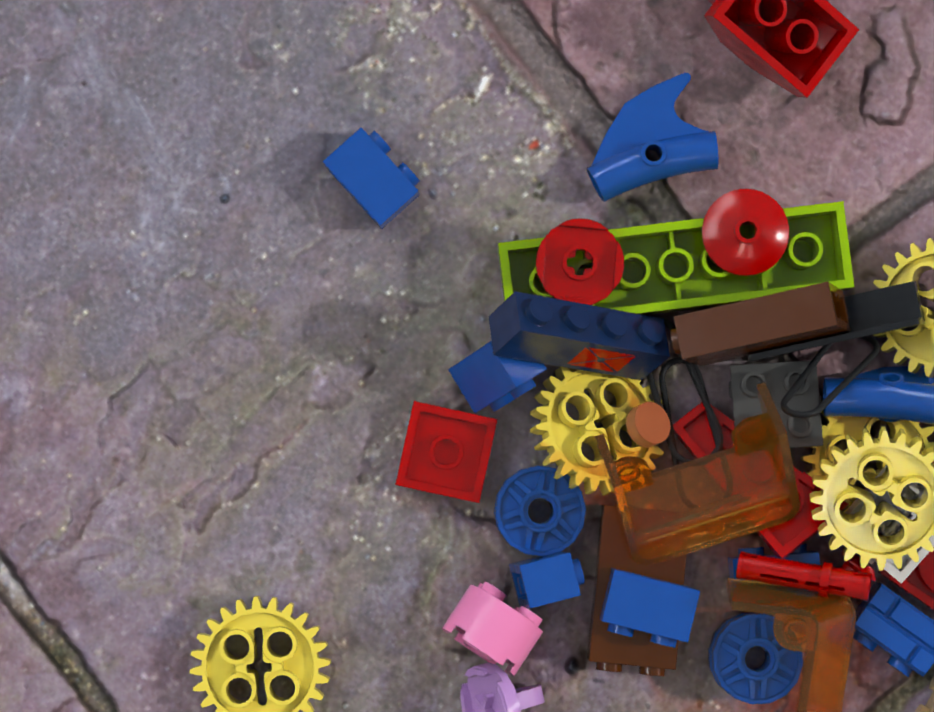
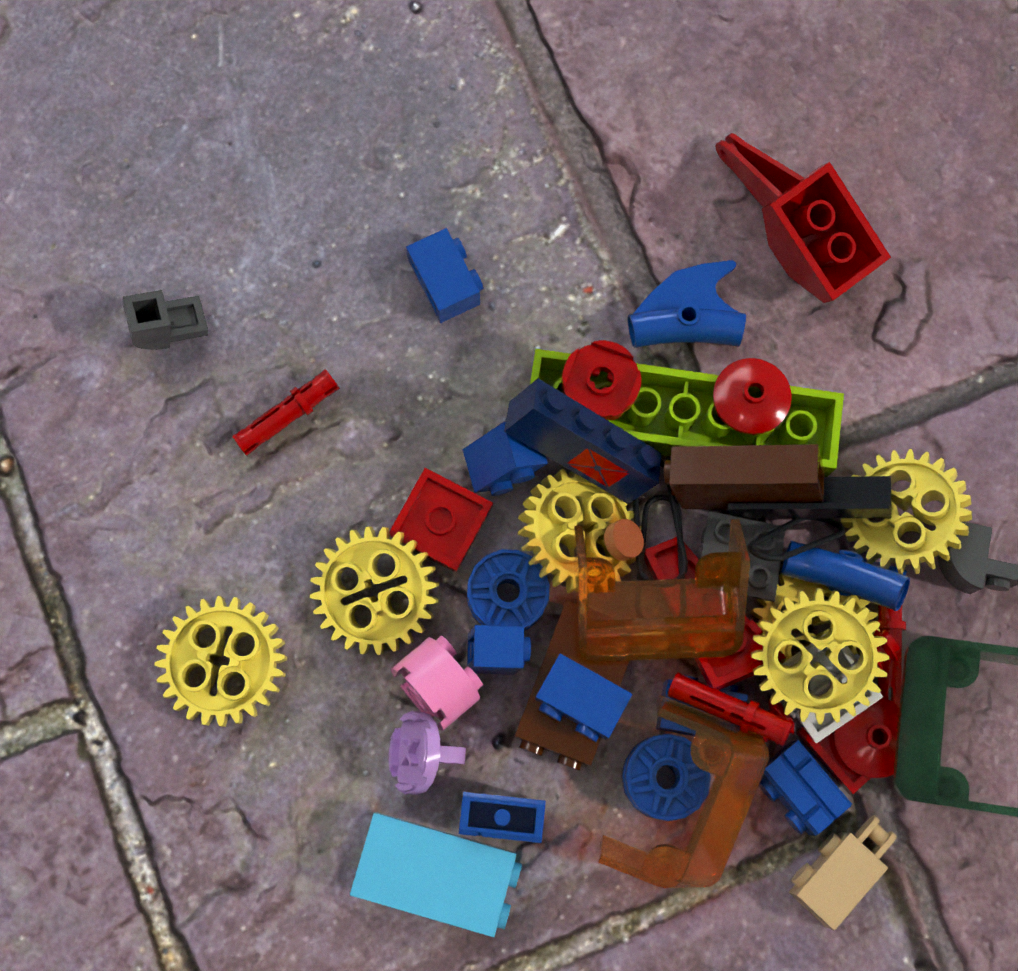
camera: 15 degrees right, 10 degrees down
(81, 317) = (158, 322): none -> dark grey brick
(250, 372) = (287, 411): none -> red pin
(422, 577) = (386, 623): none -> light yellow gear

